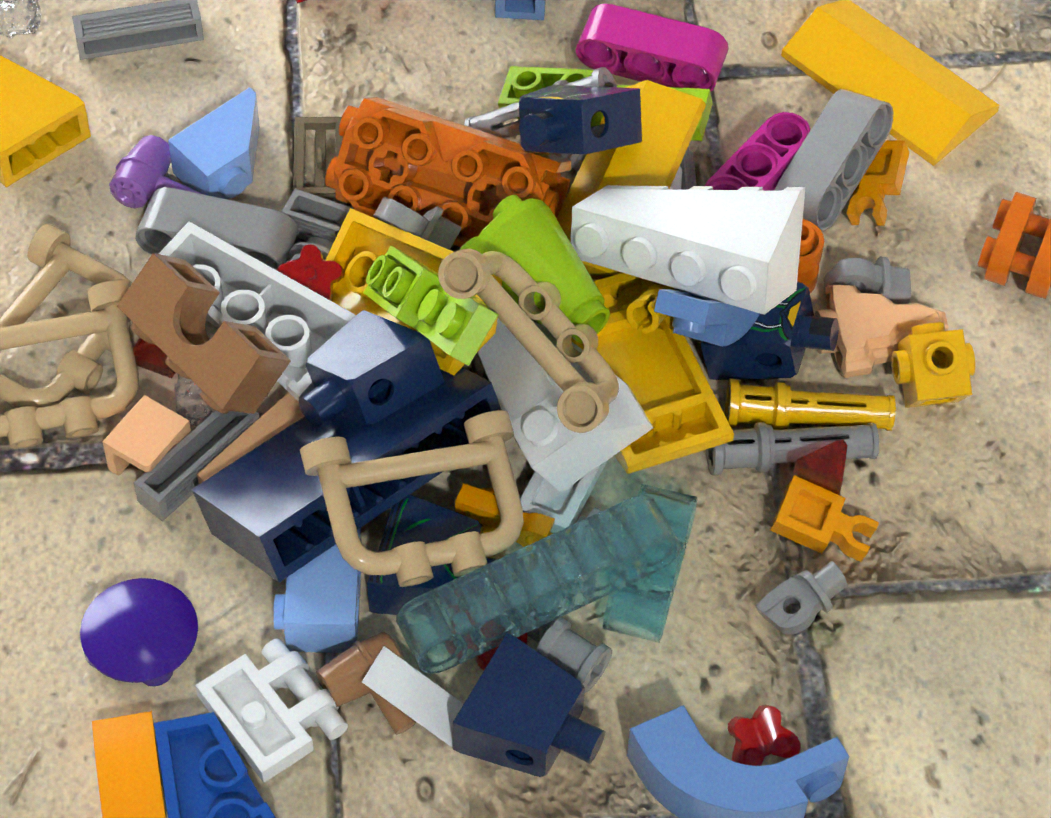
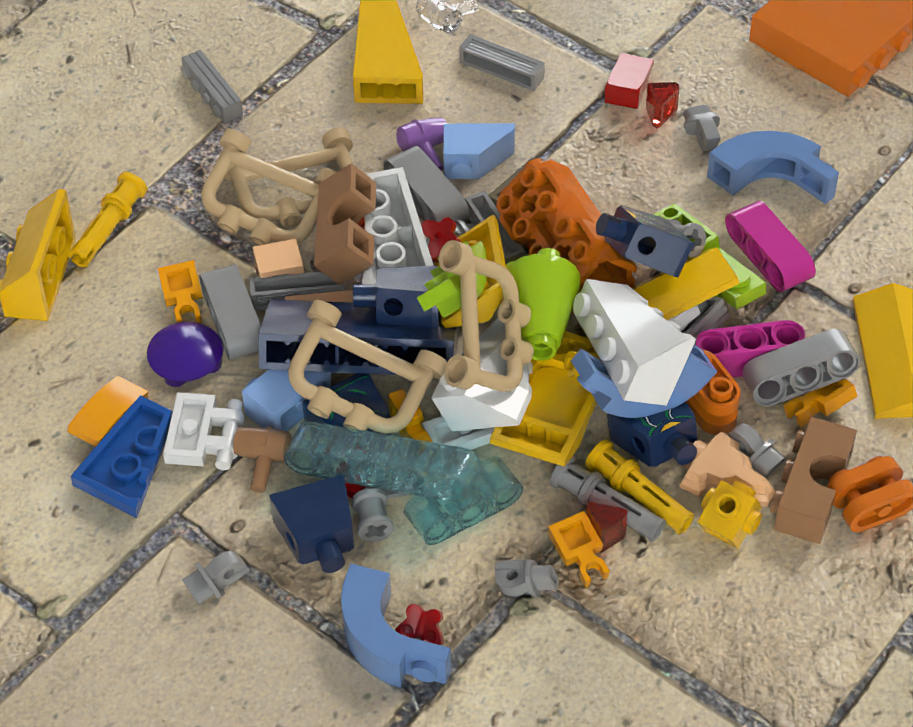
camera: 45 degrees right, 5 degrees down
(53, 553) = (181, 288): none -> light orange plate
(149, 538) = (231, 311): none -> light grey beam
(413, 694) = (271, 467): white sticker -> none
(429, 226) = (510, 239): light grey piece -> none
(937, 238) = (804, 504): none -> medium nougat arch

